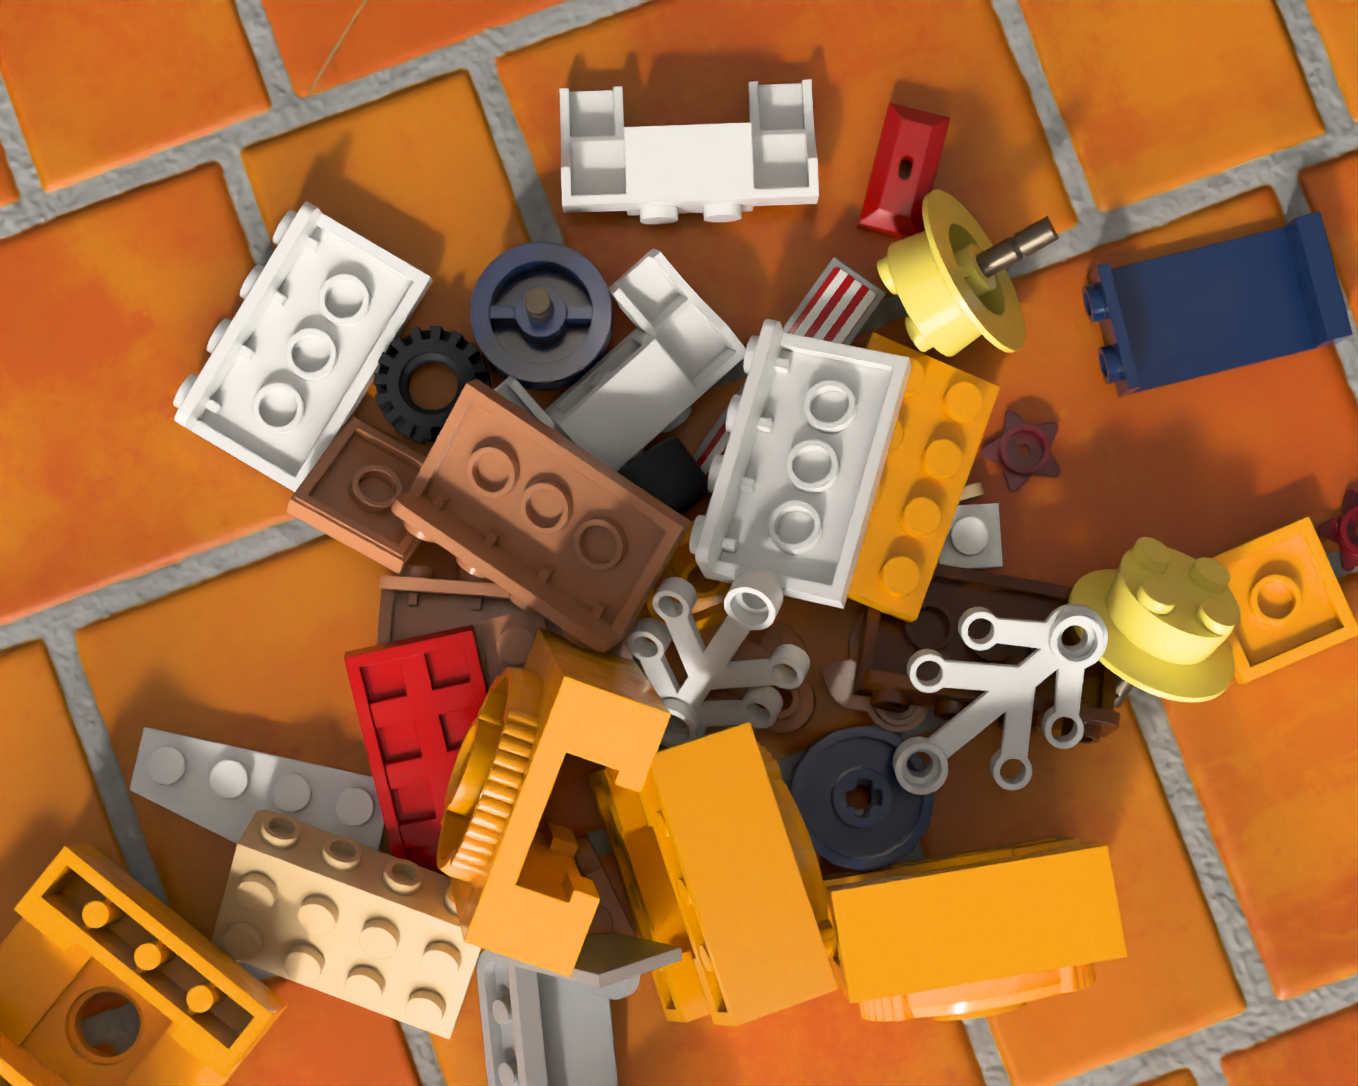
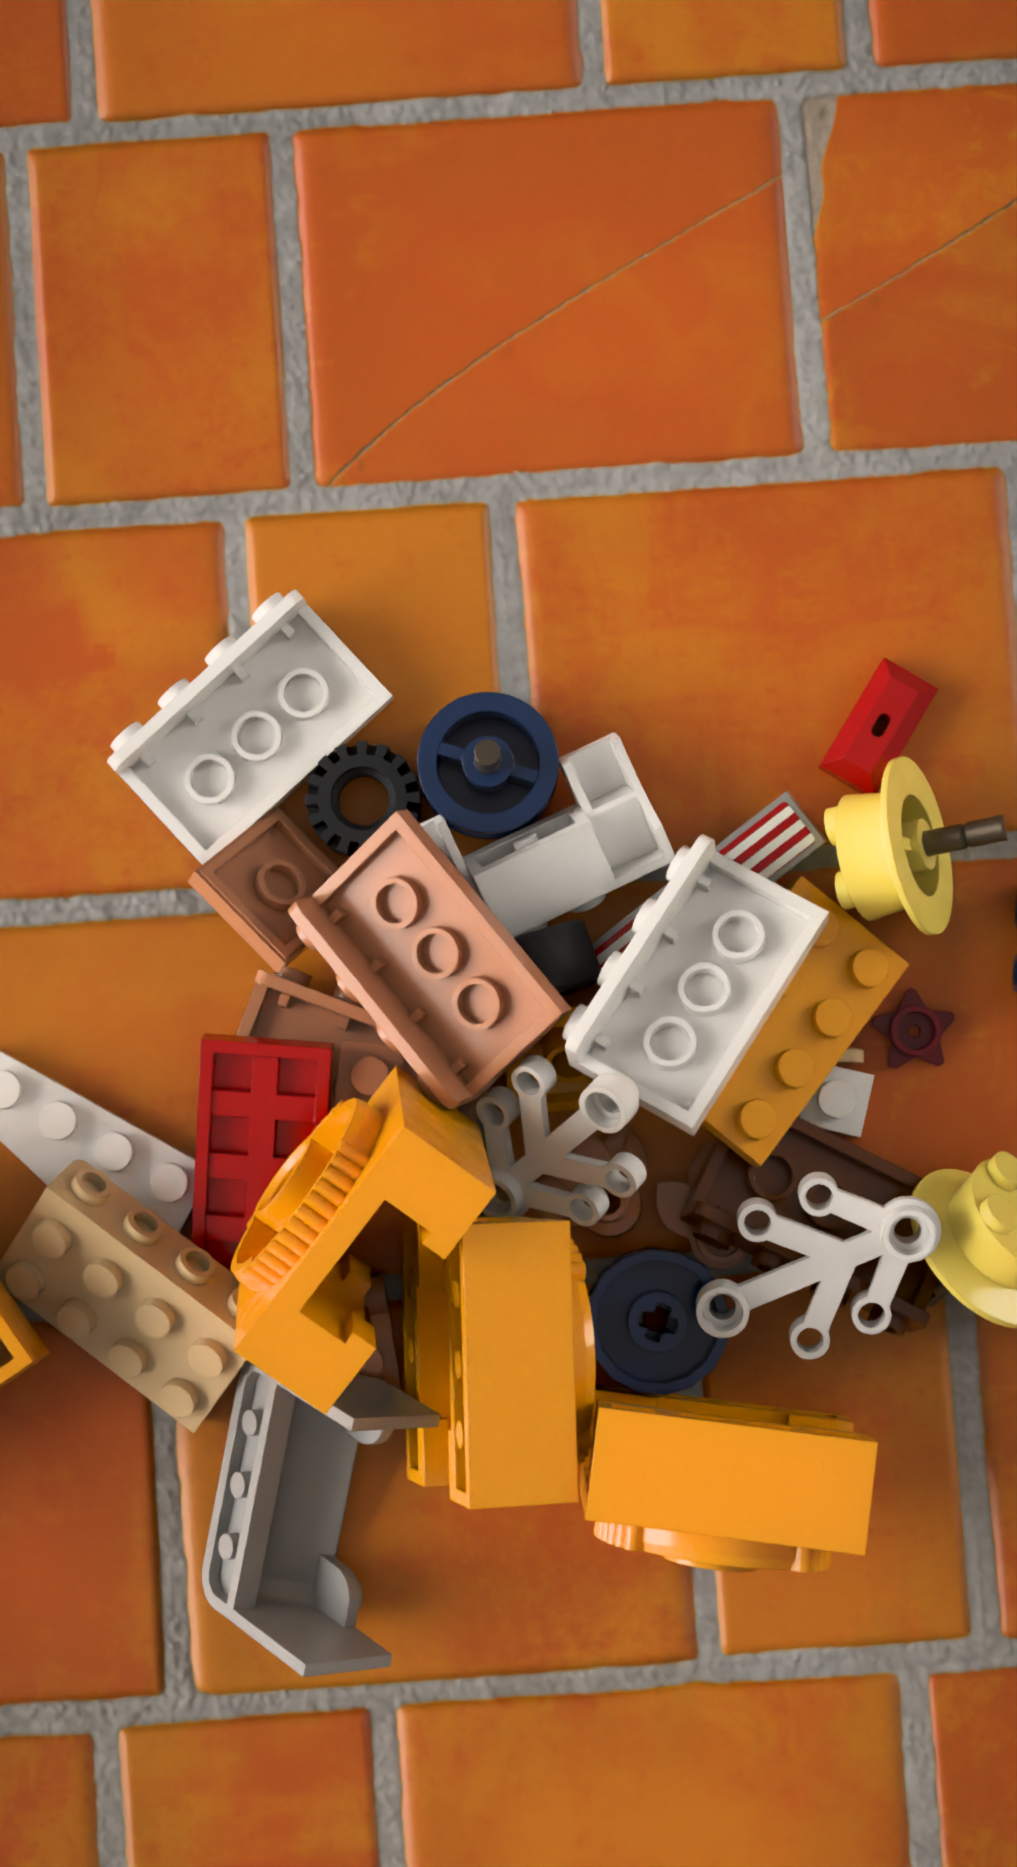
camera: 20 degrees right, 0 degrees up
(688, 166) = (674, 663): white bracket -> none

